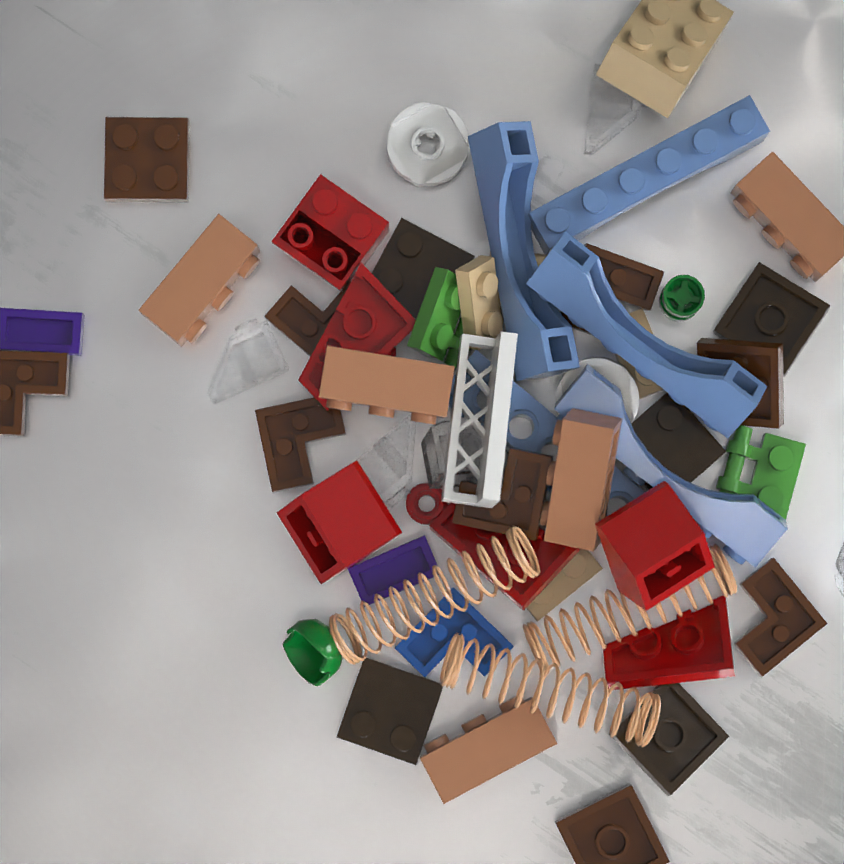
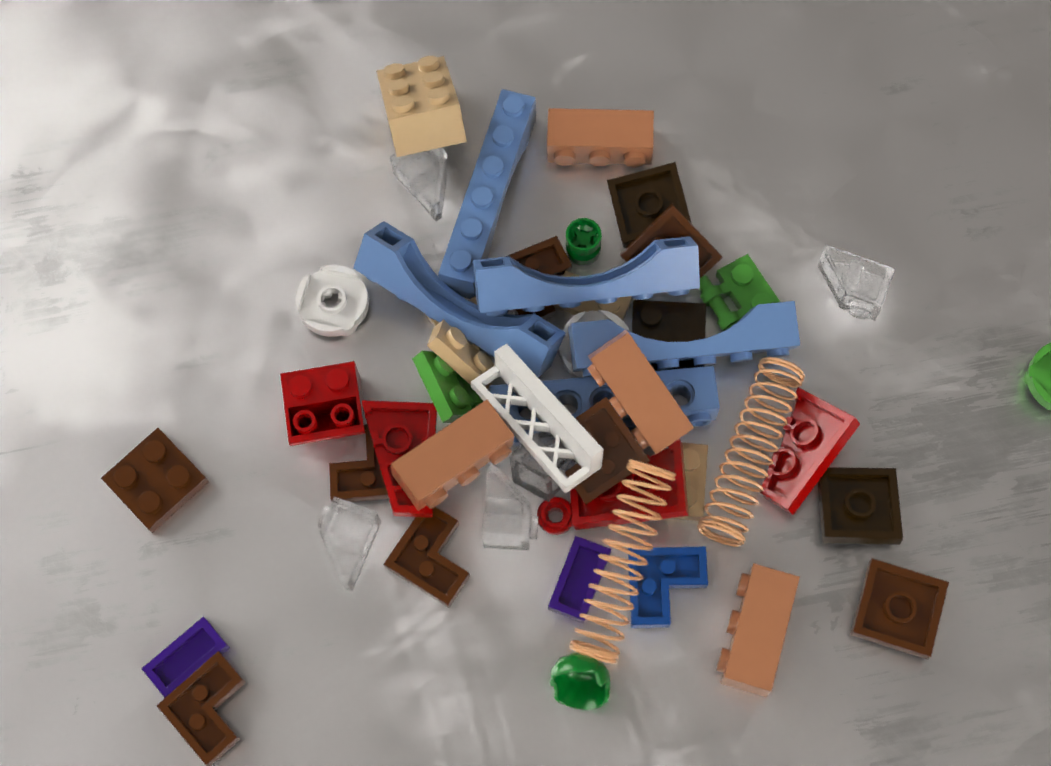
camera: 40 degrees left, 15 degrees down
(201, 281) = (266, 519): nougat brick -> none
(339, 522) = (512, 576): red slope -> none
(390, 711) = (670, 672): dark brown plate -> none
(410, 263) = (394, 376): dark brown plate -> none
(456, 655) = (687, 584): light nougat piece -> none
(654, 546) = (728, 388): red slope -> none
(787, 621) = (850, 362): reddish brown plate -> none

